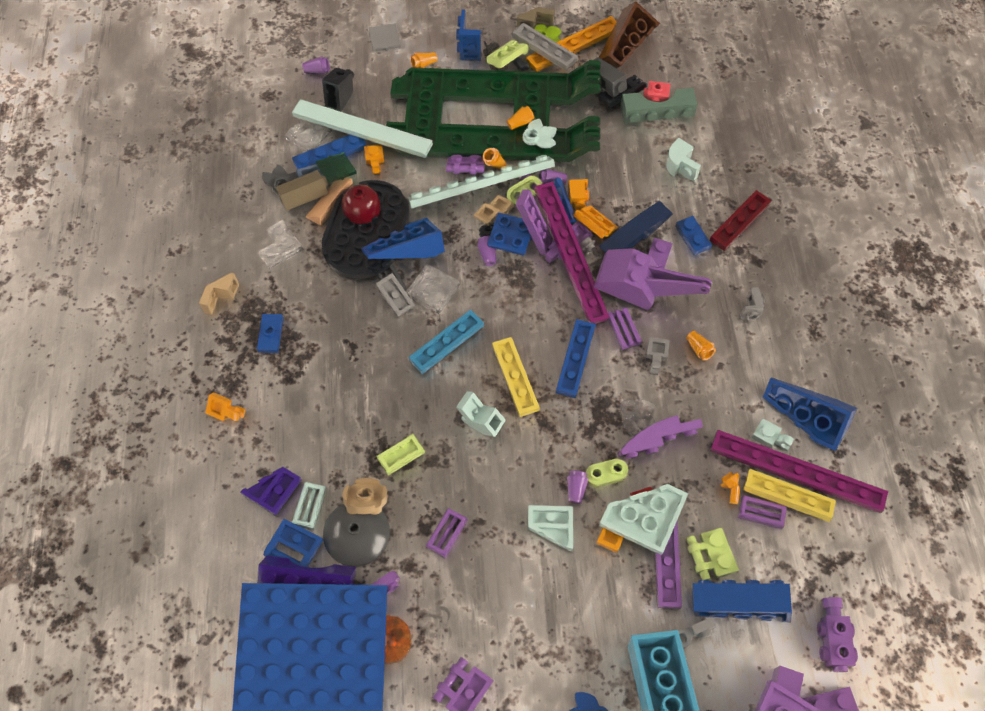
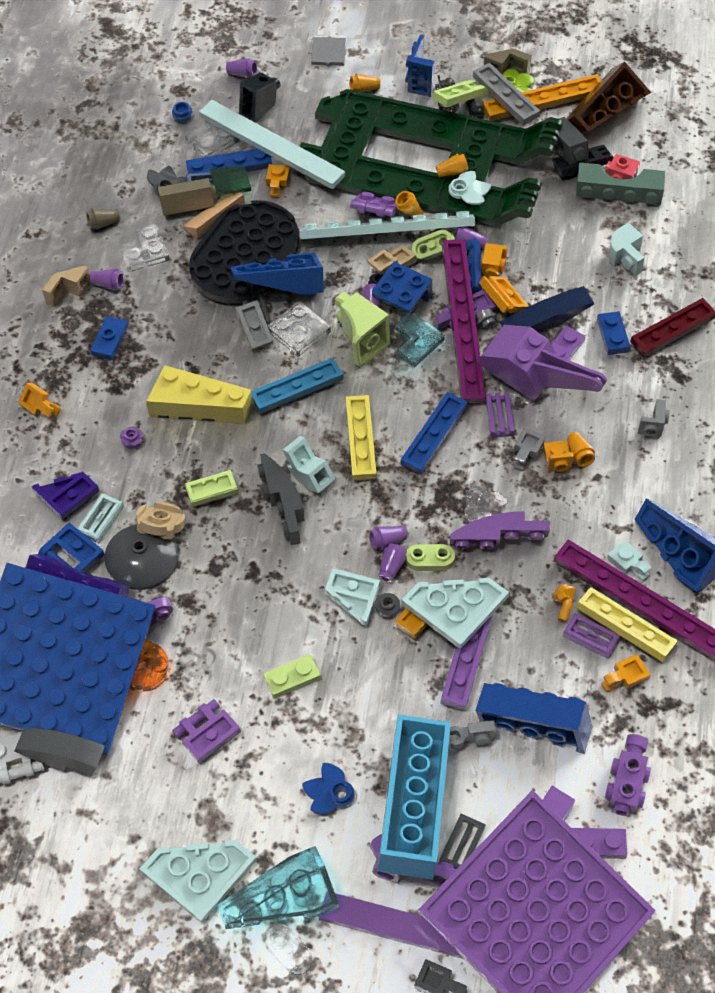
camera: 15 degrees right, 5 degrees down
(233, 224) = (102, 217): none -> dark tan cone
(254, 279) = (110, 279): none -> medium lavender cone
(276, 114) = (182, 111): none -> blue plate
(318, 427) = (131, 442): none -> medium lavender plate
(361, 204) = (245, 222): dark red cylinder -> none
(365, 372) = (198, 397): none -> light yellow wedge
(437, 549) = (225, 590): medium lavender tile -> none
(465, 444) = (282, 494): none -> dark grey slope
(489, 275) = (364, 325): none -> yellowish green hips
(522, 615) = (292, 676): none -> yellowish green plate
(534, 221) = (428, 276): medium lavender plate -> none
(540, 275) = (422, 338): none -> clear light blue plate
(565, 463) = (383, 535): none -> medium lavender cone
(582, 532) = (387, 611): none -> dark grey plate
(683, 355) = (557, 456): none -> light orange bracket
(718, 552) = (526, 664): yellowish green plate -> none
(805, 538) = (629, 672): none -> light orange plate

